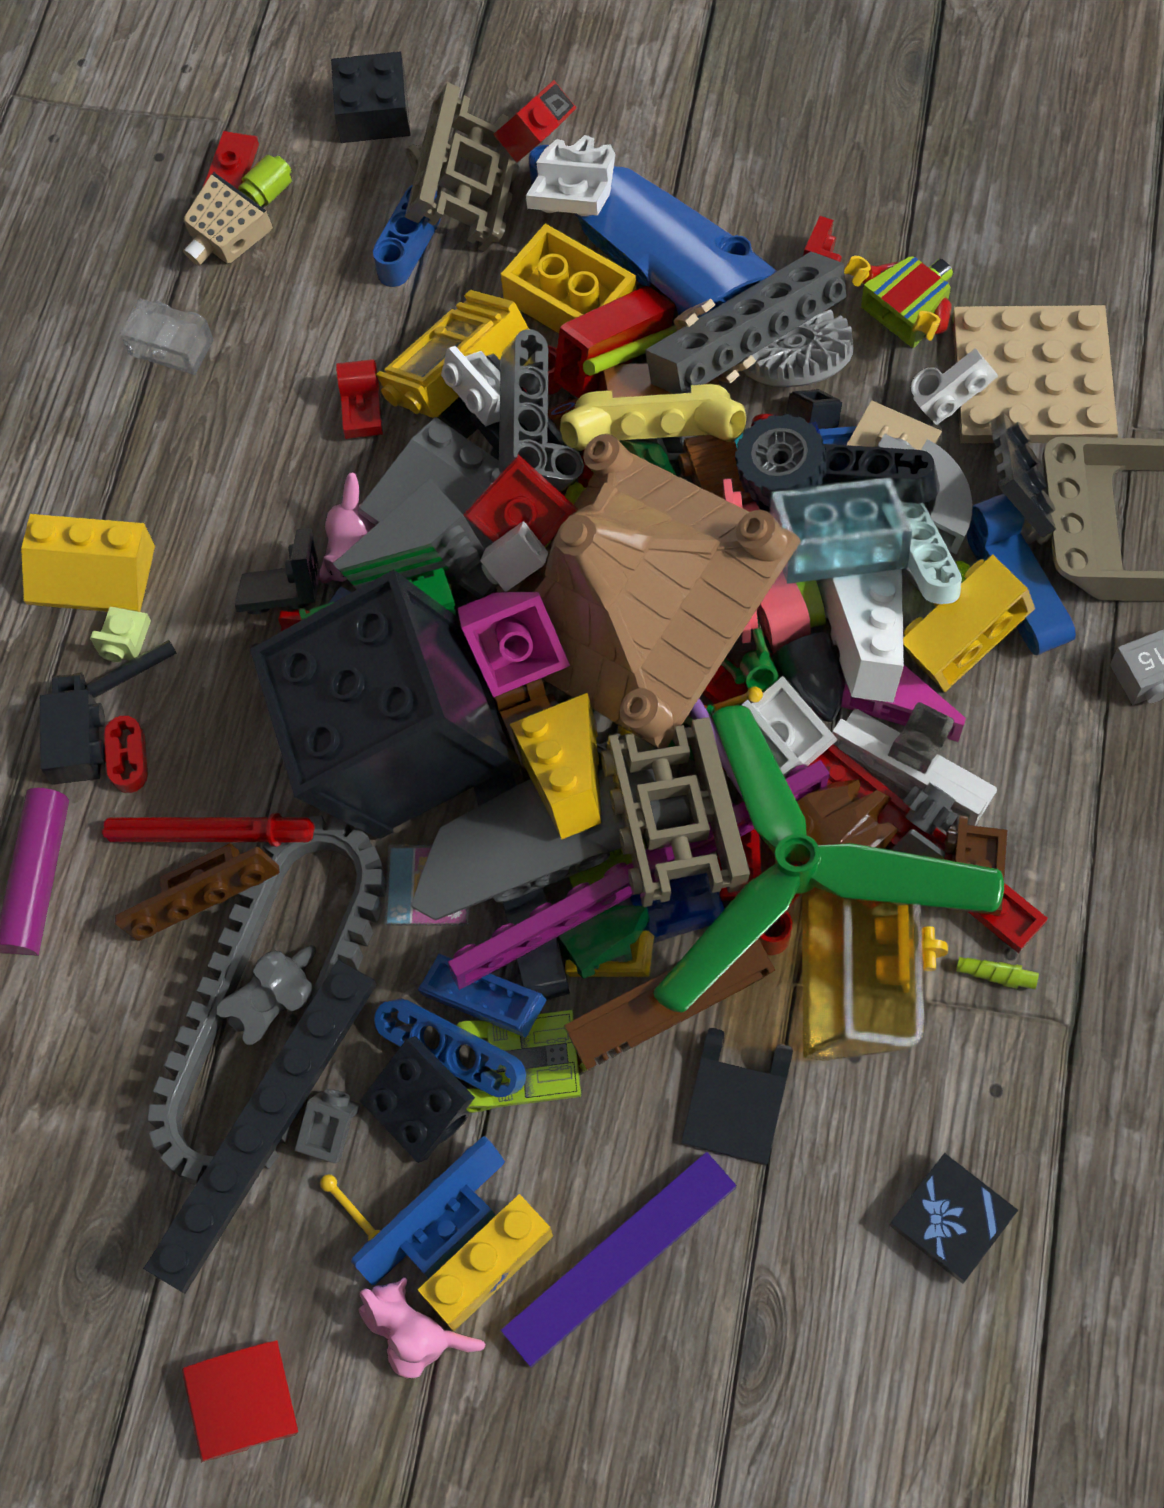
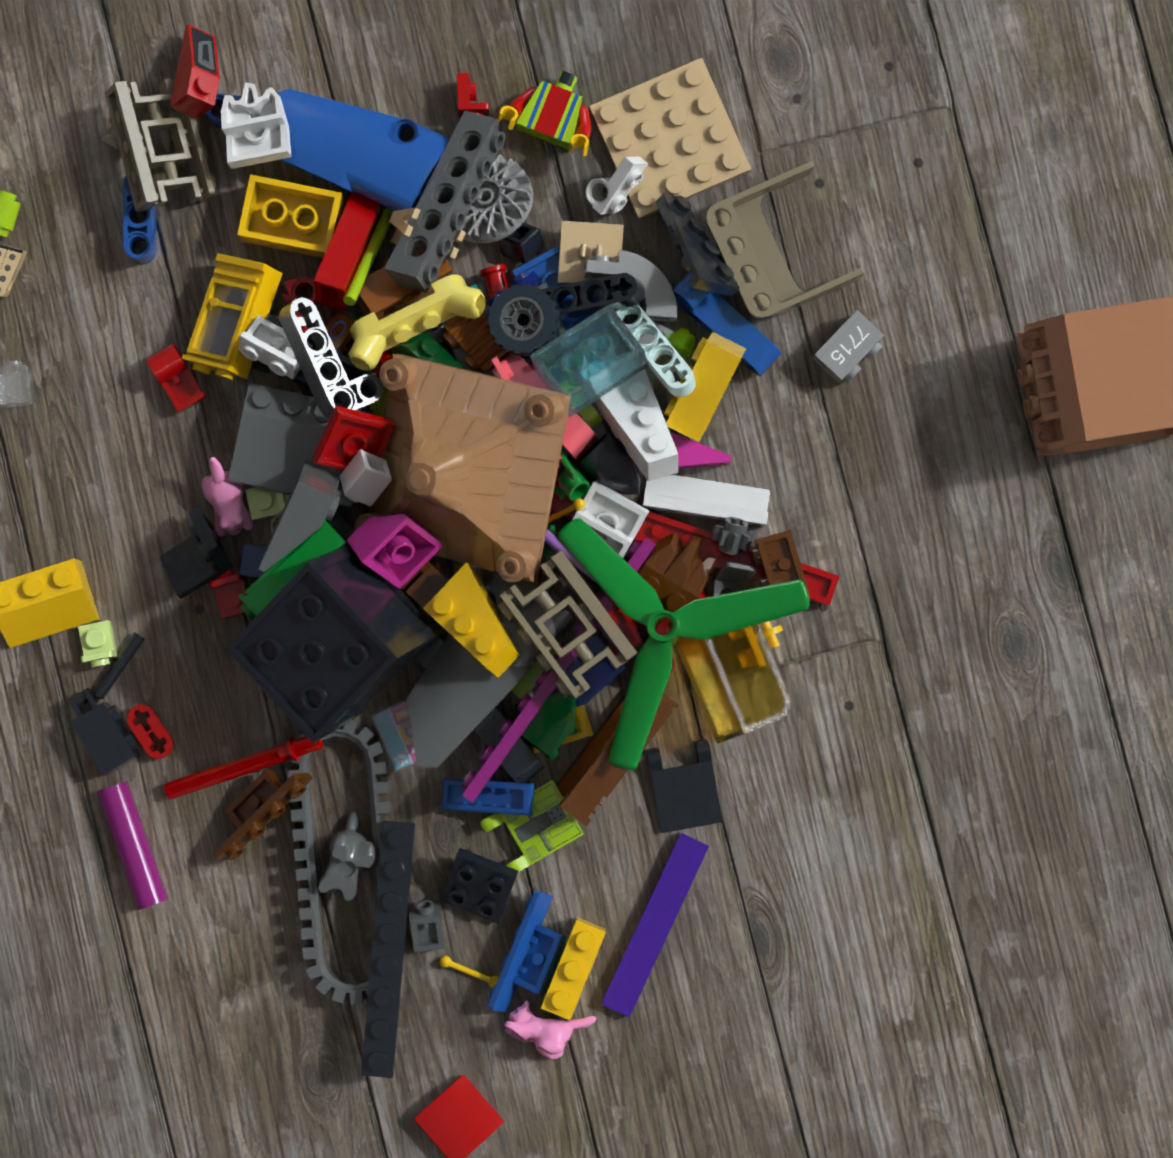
camera: 30 degrees left, 20 degrees up
(370, 97) = (46, 100): black brick -> none
(451, 1041) = (483, 836): blue beam -> none
(922, 738) = (706, 488): clear smoke slope -> none
(953, 1218) = (854, 805): black tile -> none
(1000, 973) = (822, 625): lime animal -> none

